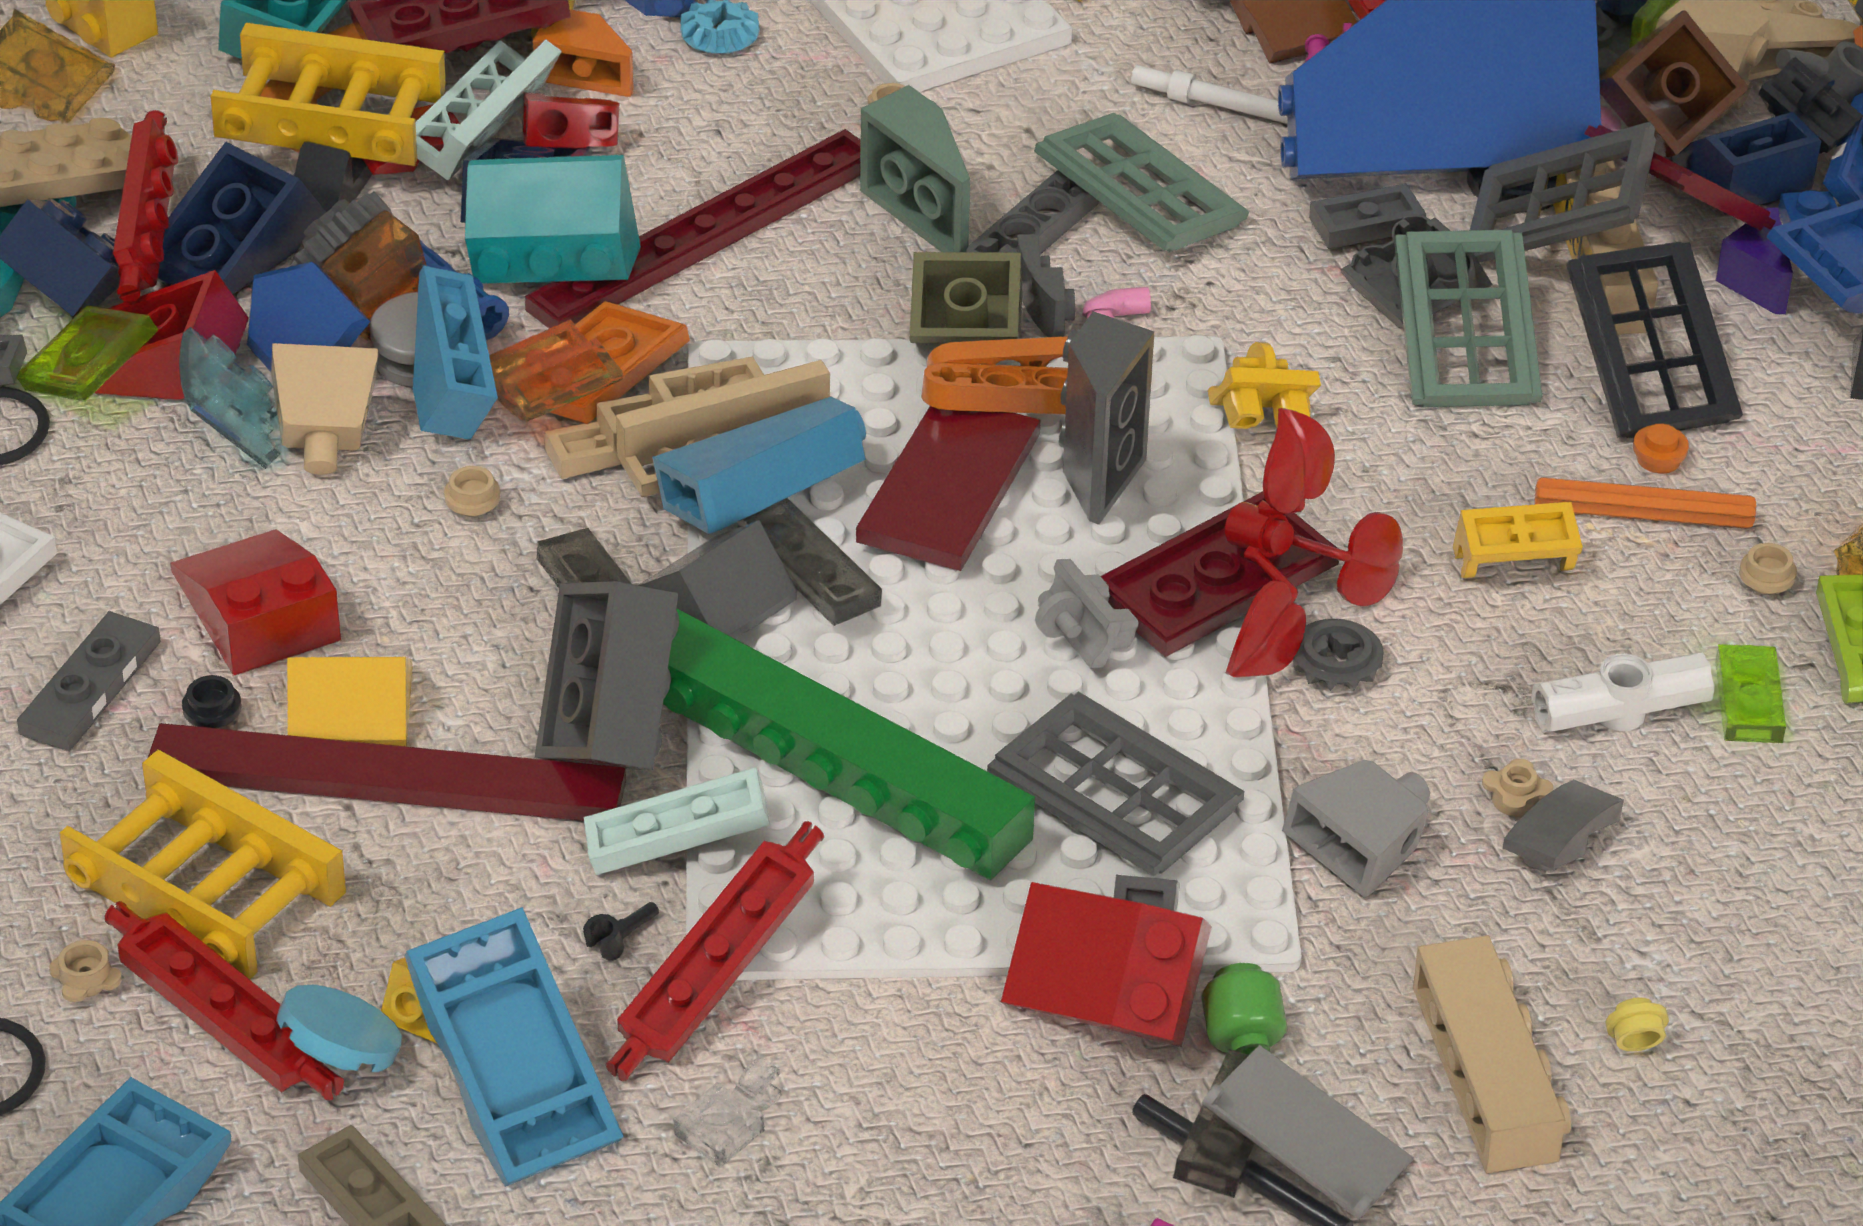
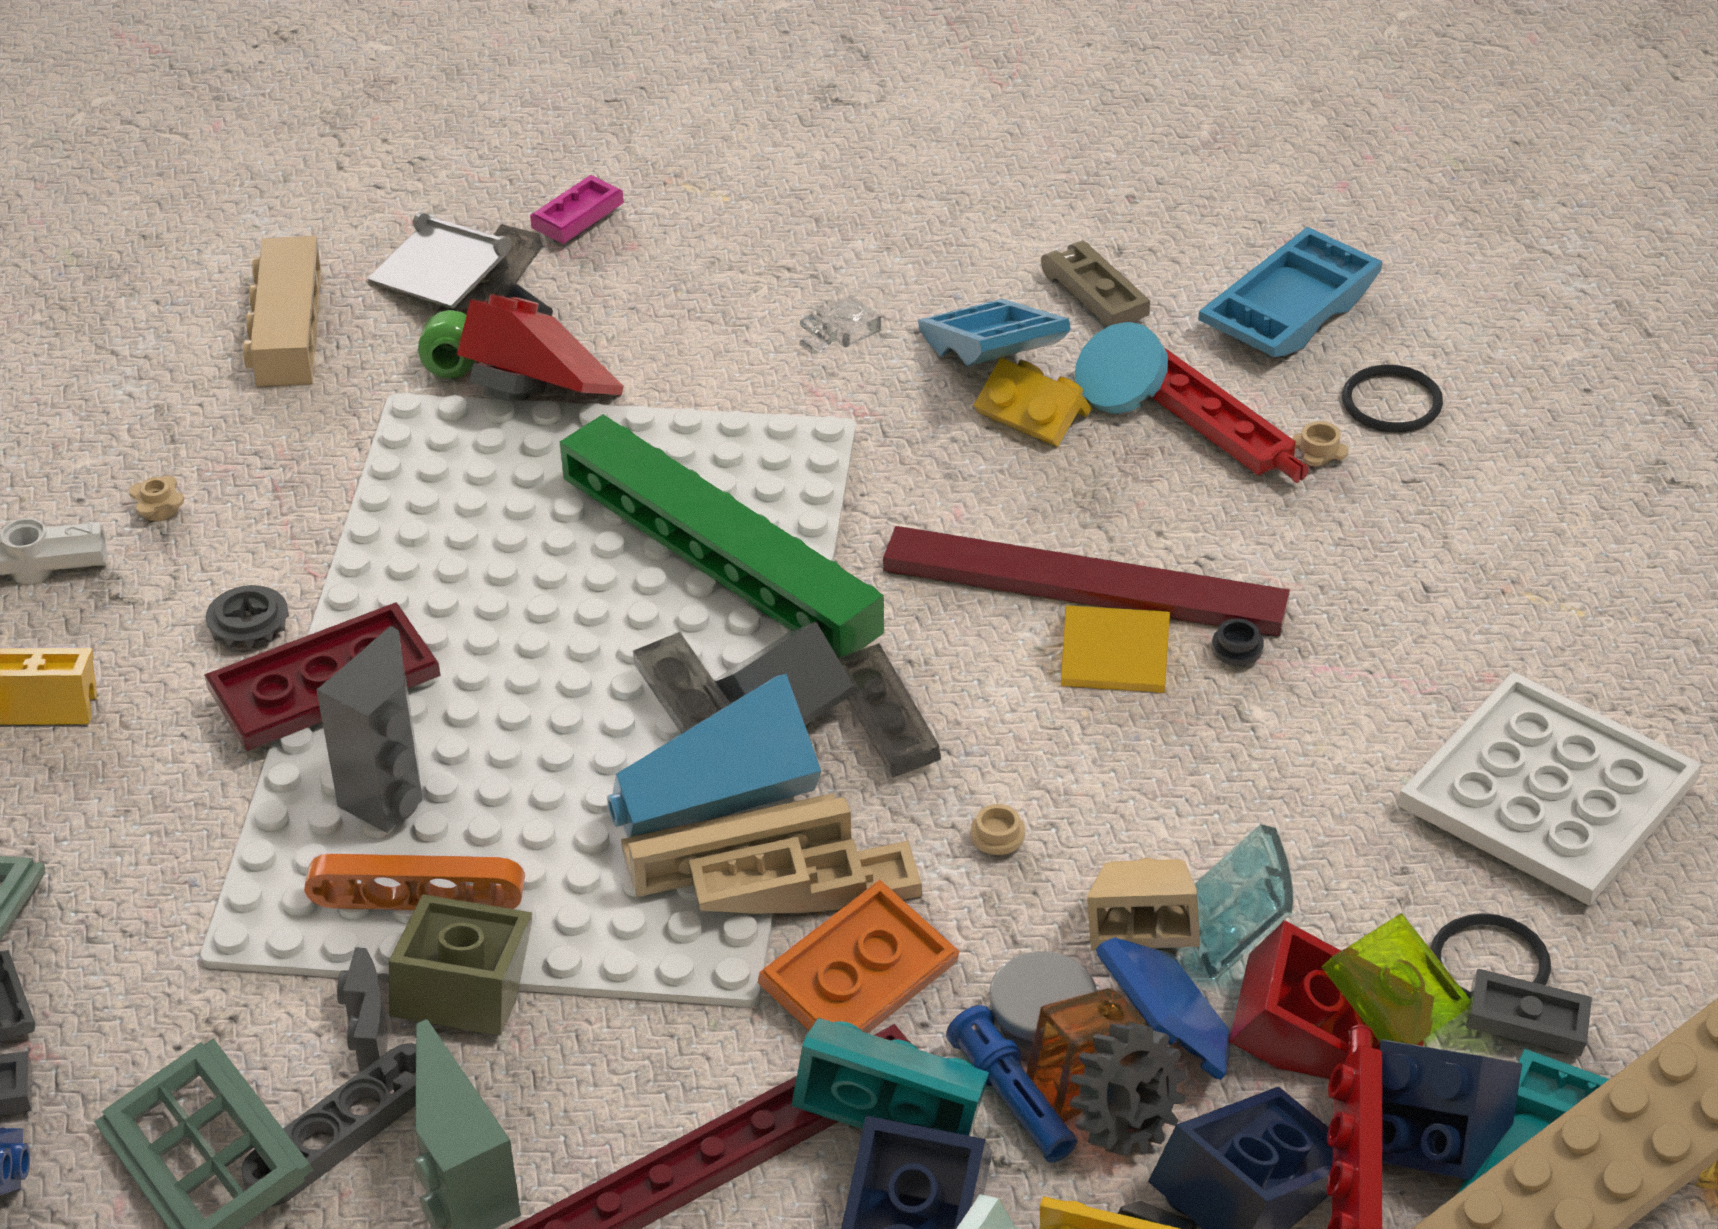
camera: 170 degrees left, 0 degrees up
(88, 681) = (1348, 679): dark grey plate -> none
(213, 816) = (1225, 536): yellow fence -> none
(261, 599) = (1204, 733): red slope -> none
(452, 358) = (1008, 915): dark azure slope -> none
(551, 371) = (910, 916): clear orange slope -> none
(607, 674) = (890, 550): dark grey slope -> none
(612, 932) = (912, 447): black hand -> none
(676, 821) = (848, 490): light aqua plate -> none
(715, 951) = (831, 396): red plate -> none
(947, 484) = (535, 781): dark red tile -> none
(994, 388) = (437, 834): orange beam -> none
(1081, 613) = (468, 616): light grey hips -> none
(1092, 819) = (465, 538): dark grey piece -> none
(1120, 302) = (299, 1003): bright pink arm -> none
(1262, 382) = (193, 849): yellow hips -> none
(1298, 470) = (271, 647): red plant -> none
(1359, 821) = (298, 460): light grey torso -> none
(1560, 824) = (133, 456): flat silver slope -> none
(1637, 1024) = (168, 323): light yellow plate -> none

